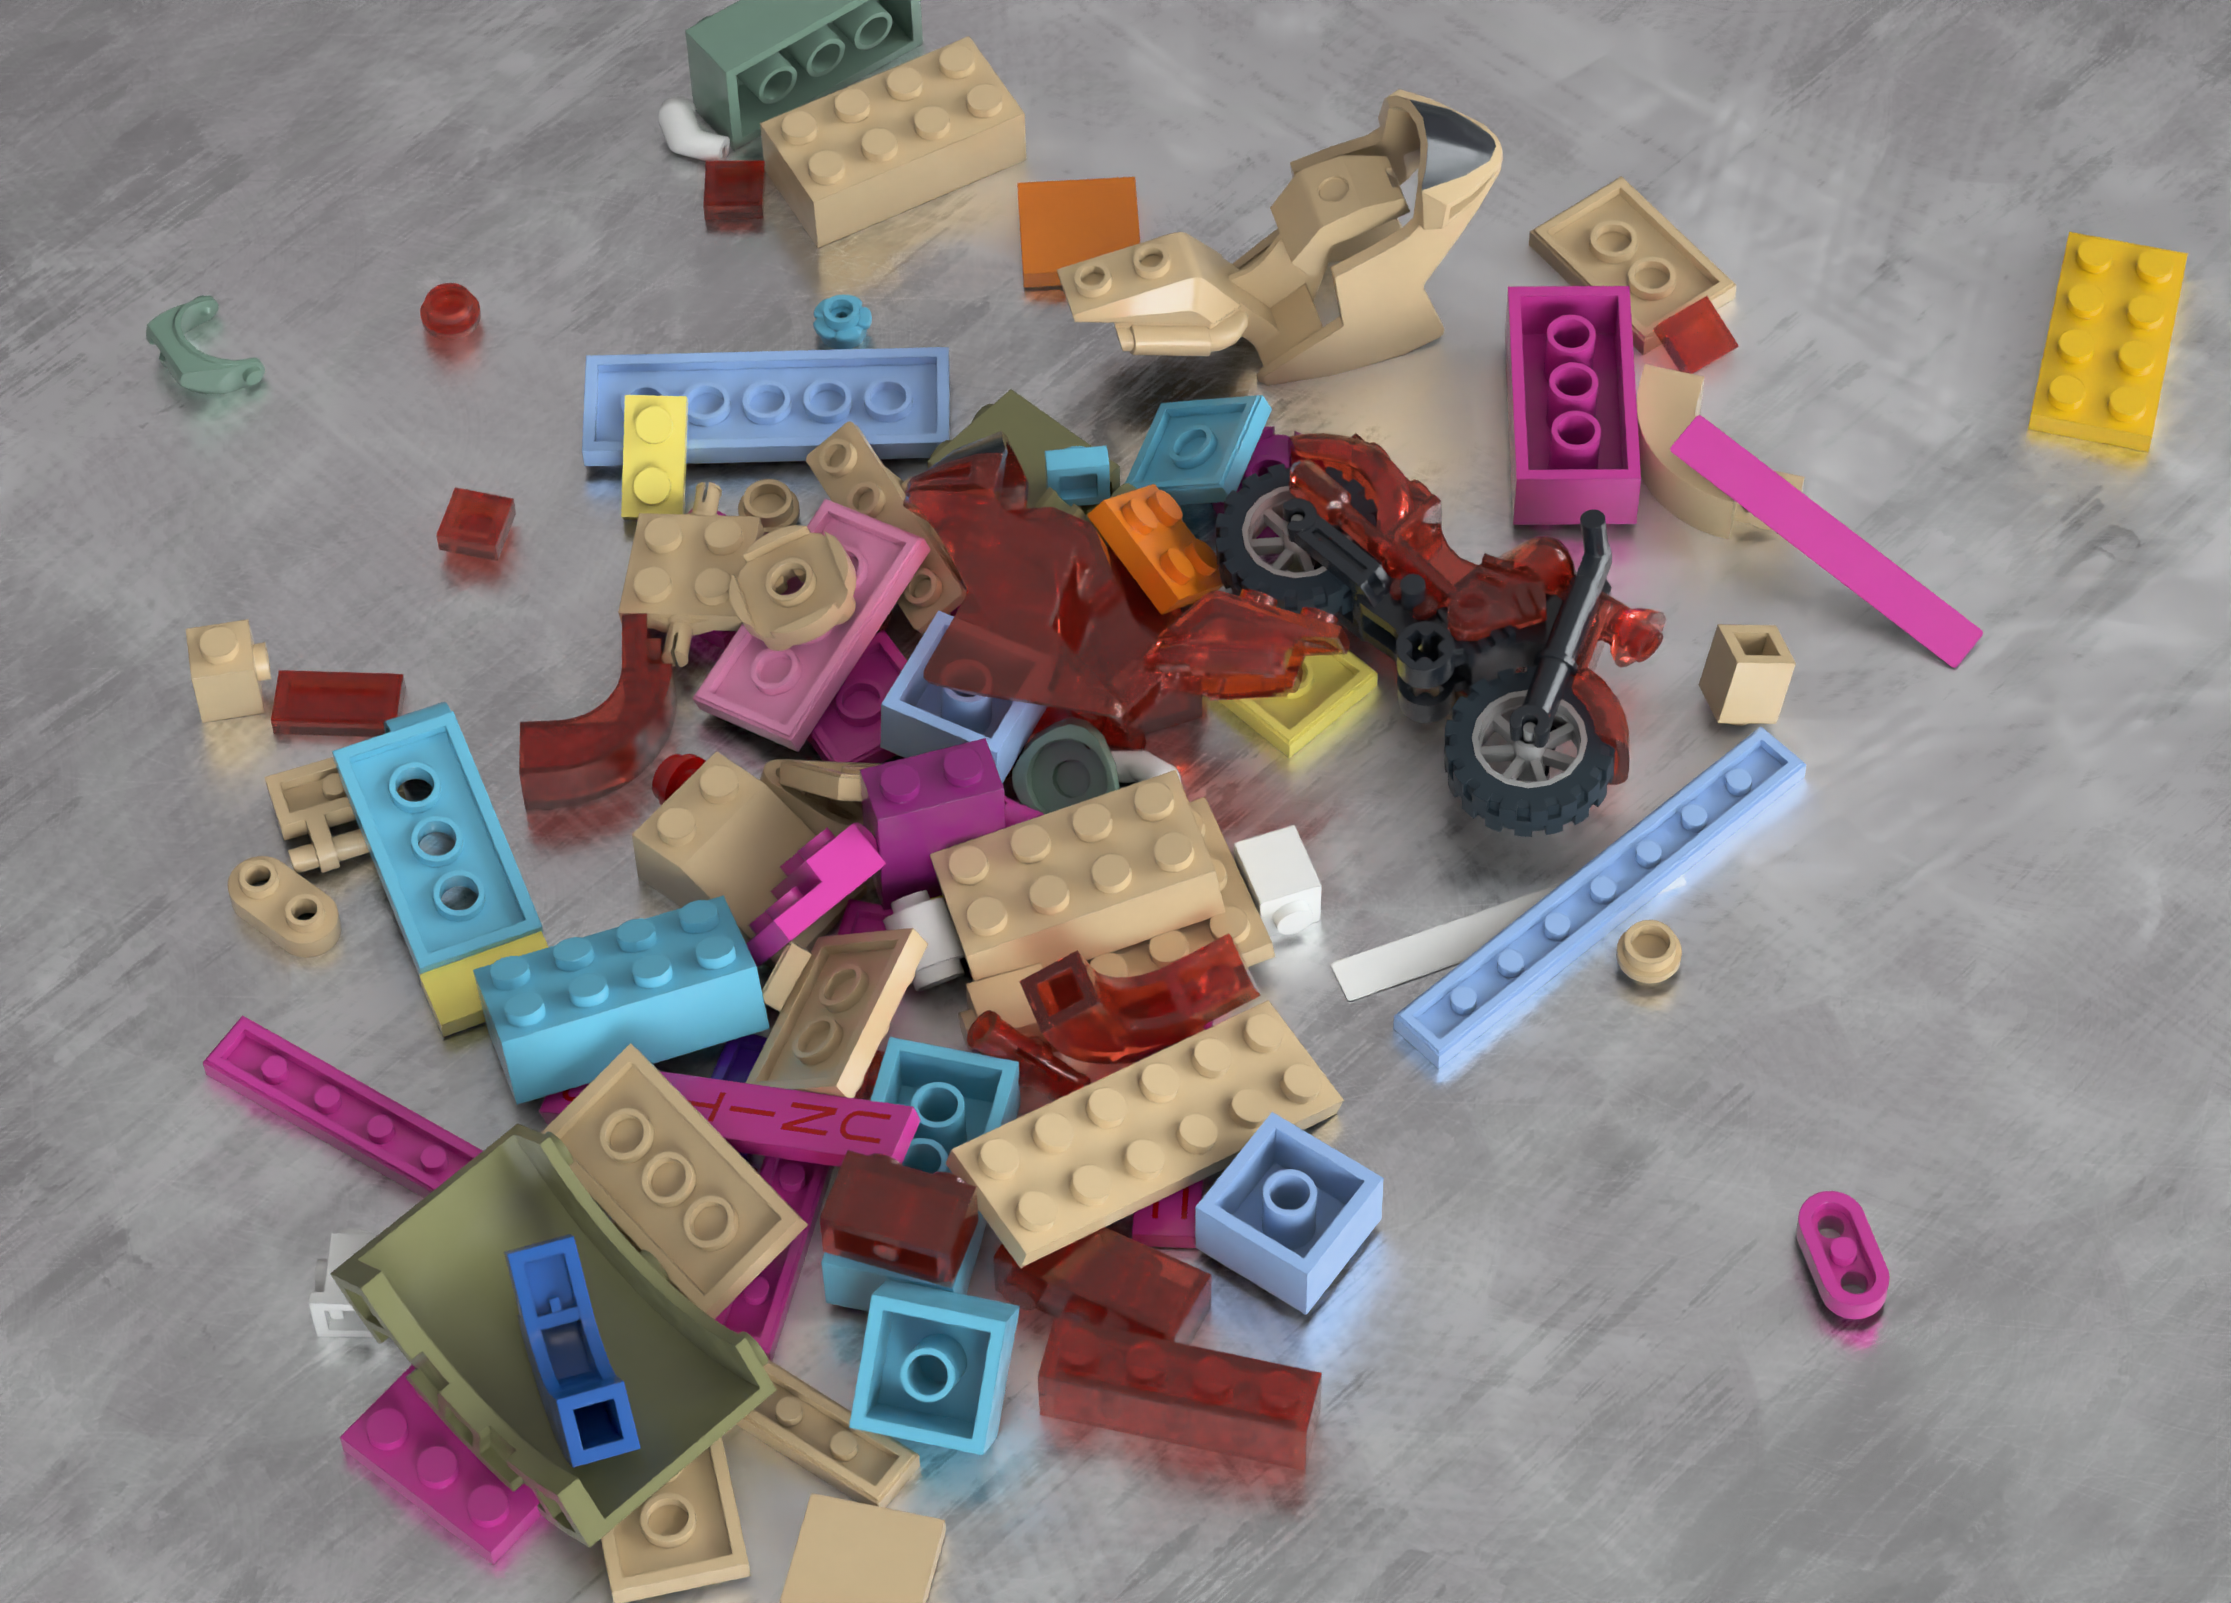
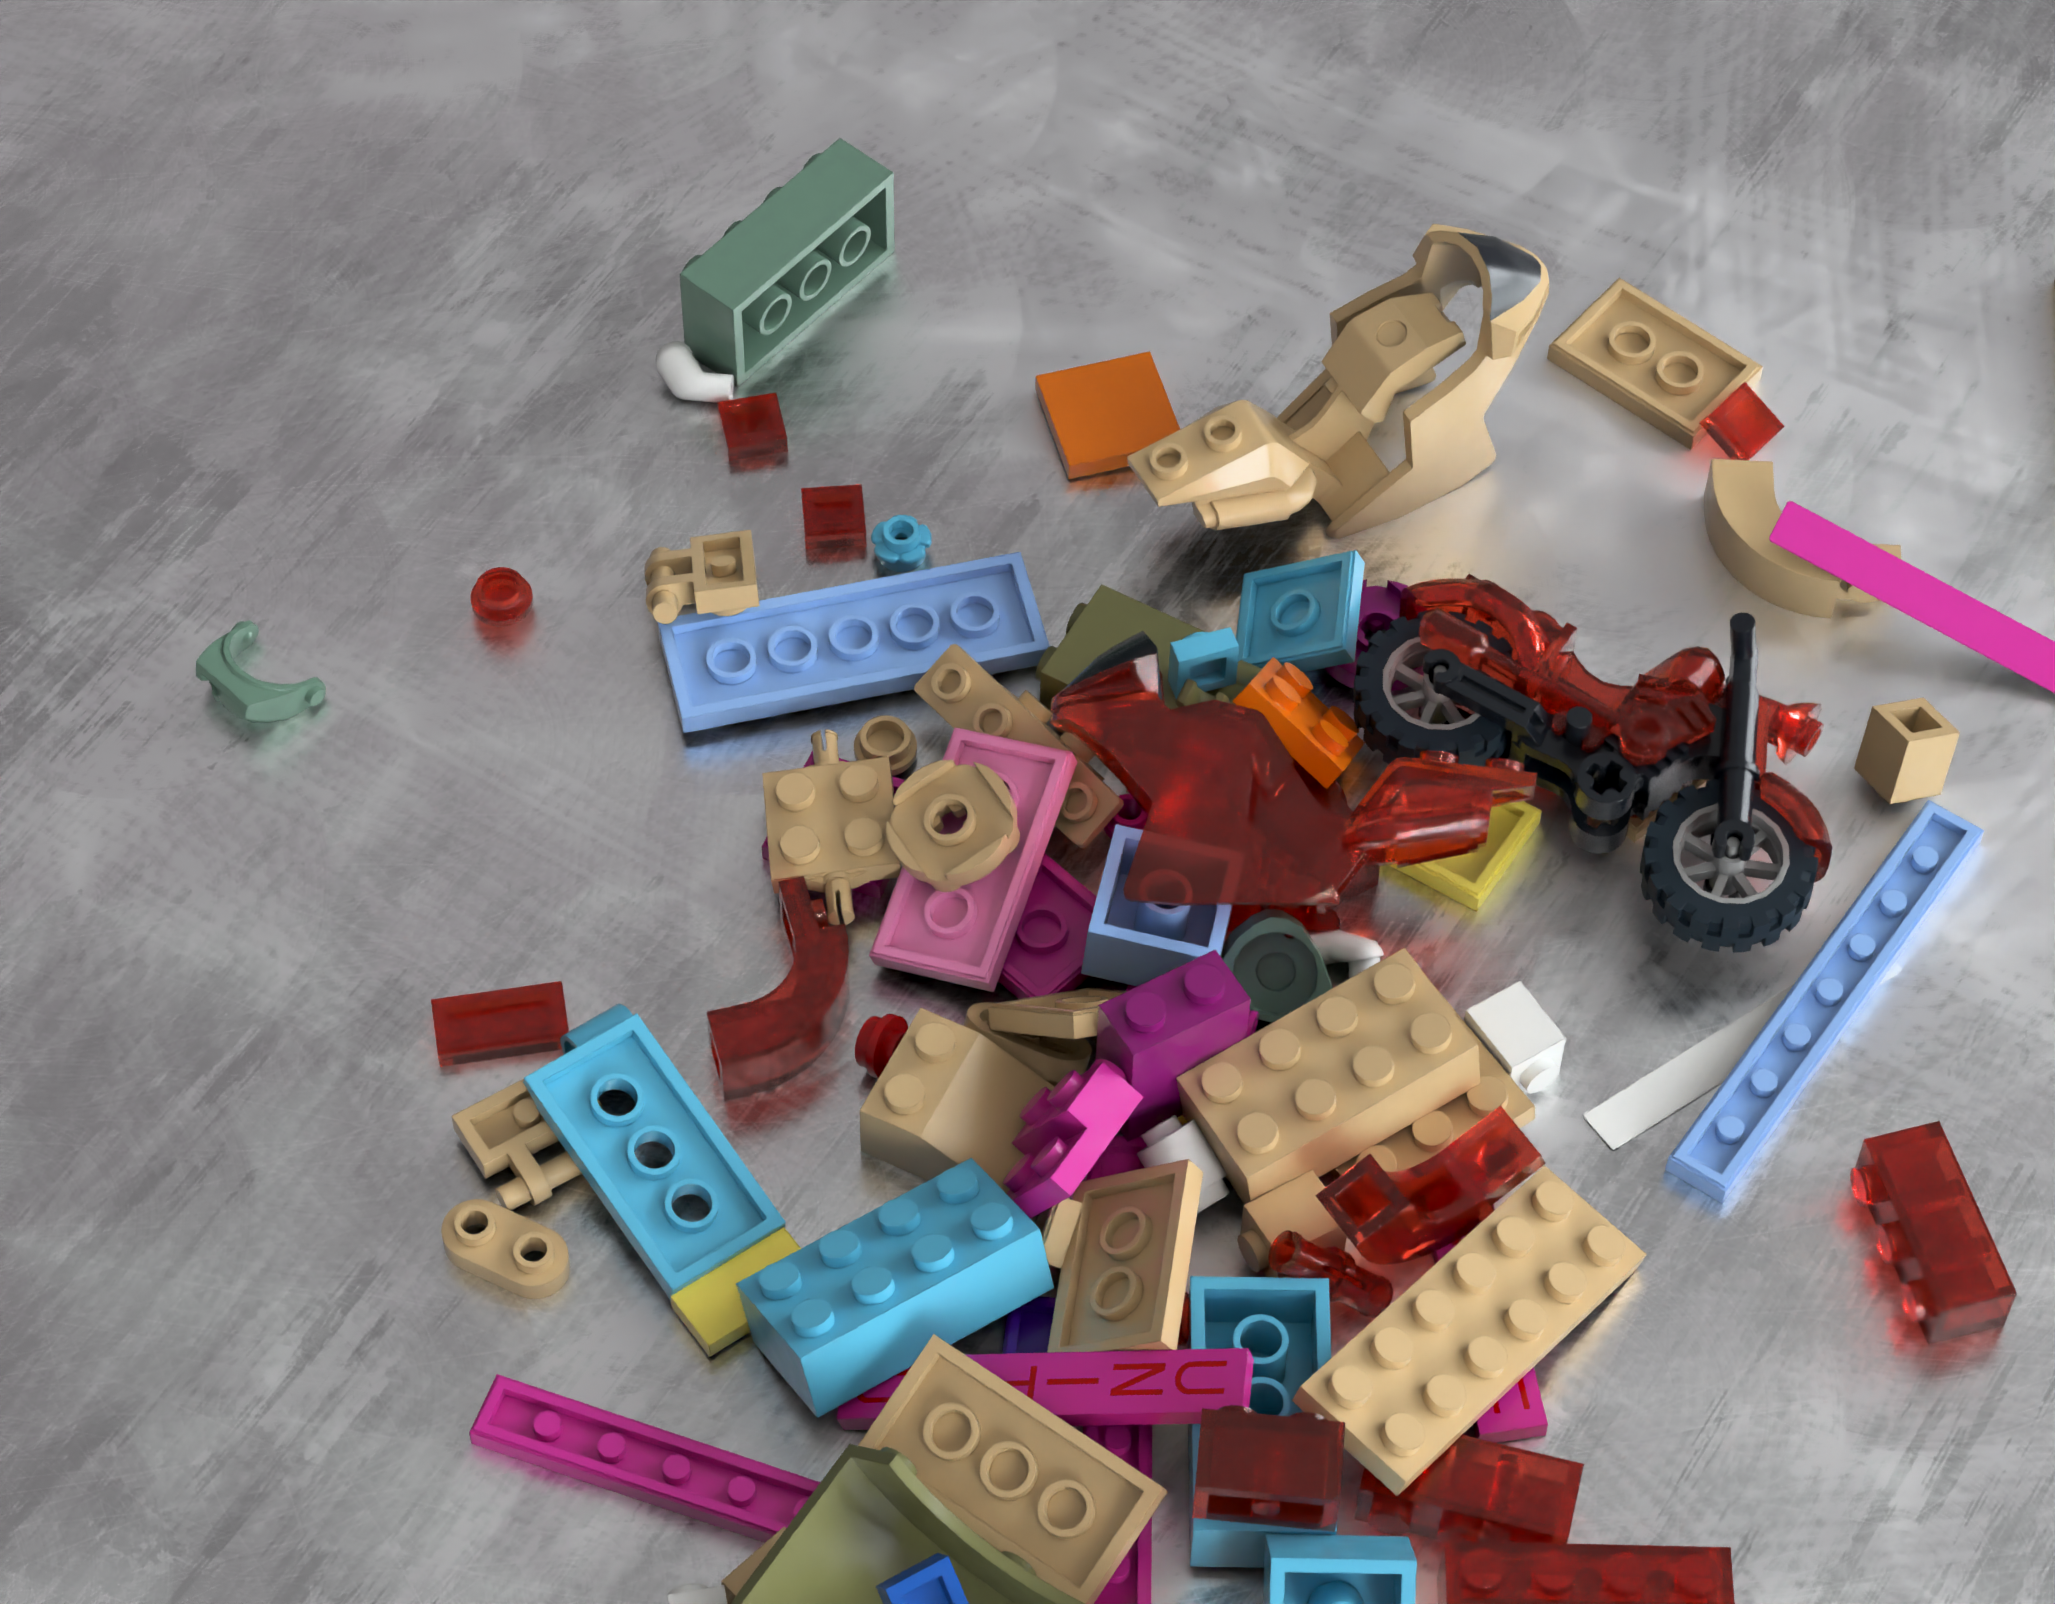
camera: 15 degrees left, 0 degrees up
(227, 670) = (380, 1009): tan brick -> none
(476, 524) = (592, 812): clear red plate -> none
(643, 324) = (713, 573): none -> tan plate
(654, 455) = (759, 712): light yellow plate -> none
(786, 286) = (833, 516): none -> clear red tile
(893, 141) = (902, 354): tan brick -> none
(1288, 1212) = (1637, 1383): light blue brick -> none
(1571, 404) = (1652, 511): dark pink brick -> none
(1623, 1129) = (1932, 1233): none -> clear red brick
(1649, 952) = (1894, 1046): tan plate -> none

